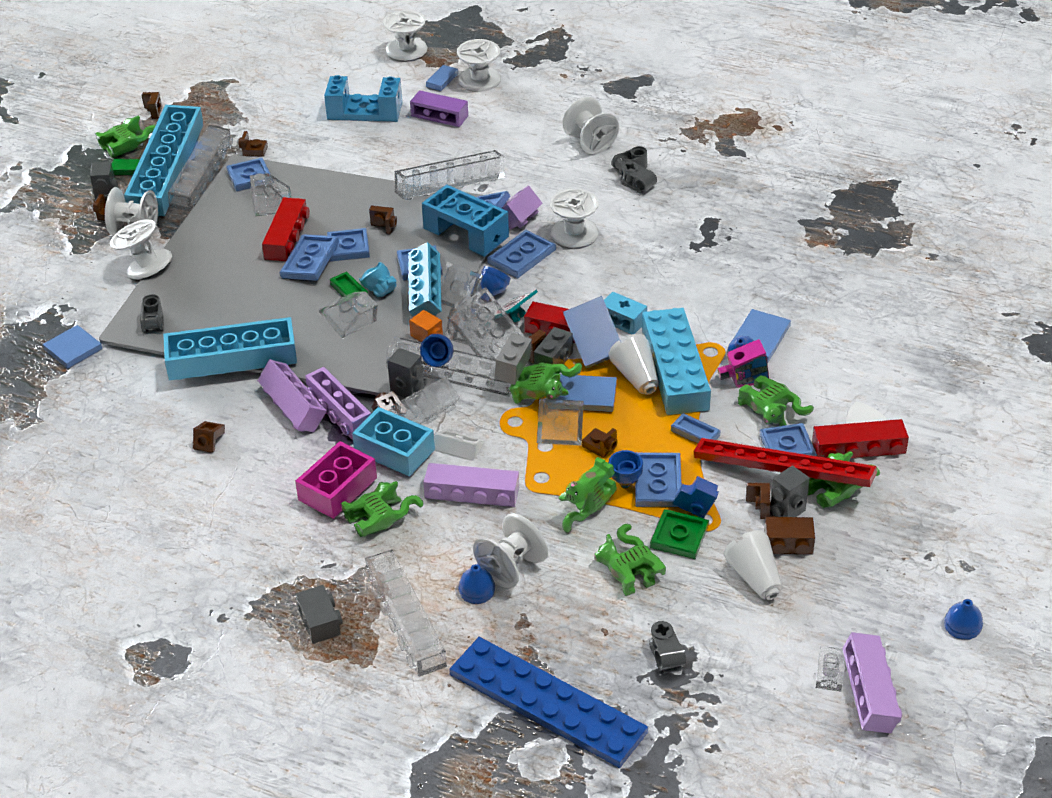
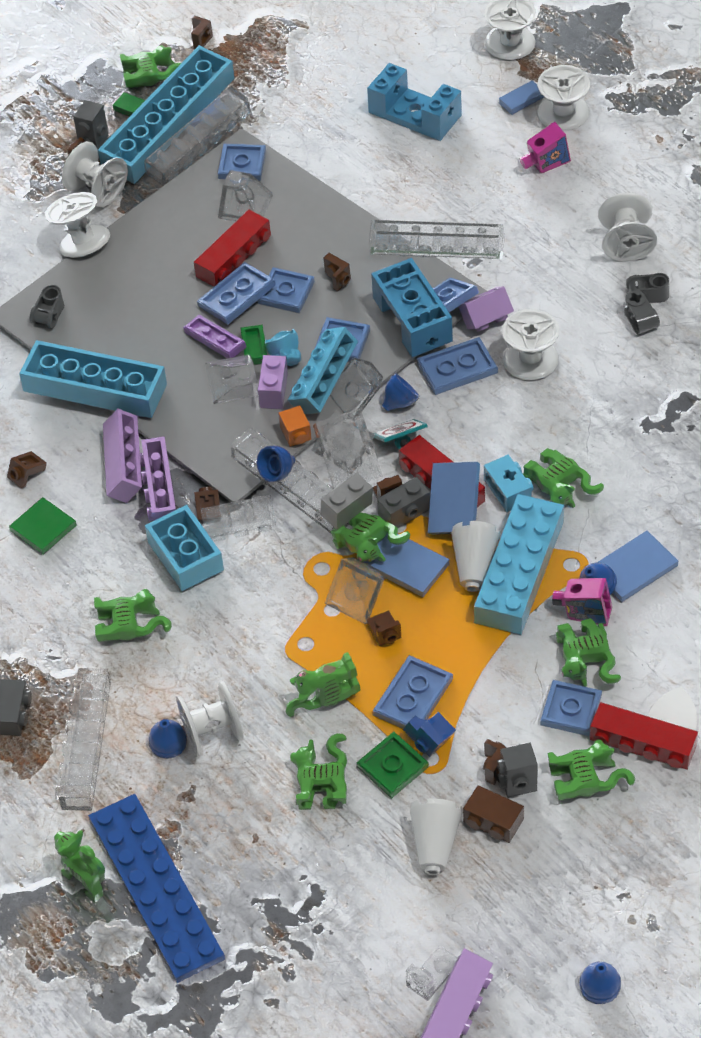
camera: 30 degrees right, 10 degrees up
(251, 471) = (42, 525): none -> green tile
(252, 147) = (269, 124): reddish brown bracket -> none
(312, 291) = (214, 337): none -> medium lavender tile
(336, 478) = (106, 568): dark pink brick -> none
(389, 305) = (272, 382): none -> lavender brick
(405, 373) = (235, 476): dark grey brick -> none
(439, 108) = (489, 141): medium lavender brick -> none
(457, 444) = (249, 572): white slope -> none
(471, 484) = (229, 626): lavender brick -> none
(478, 703) = (80, 863): none -> bright green animal
(490, 98) = (547, 149): none -> dark pink torso
(627, 467) = (378, 670): blue helmet -> none
(658, 294) = (558, 475): none -> bright green animal
(666, 646) = (292, 883): dark grey piece -> none
(694, 429) = (488, 653): medium blue tile -> none
(779, 461) = (540, 733): red plate -> none

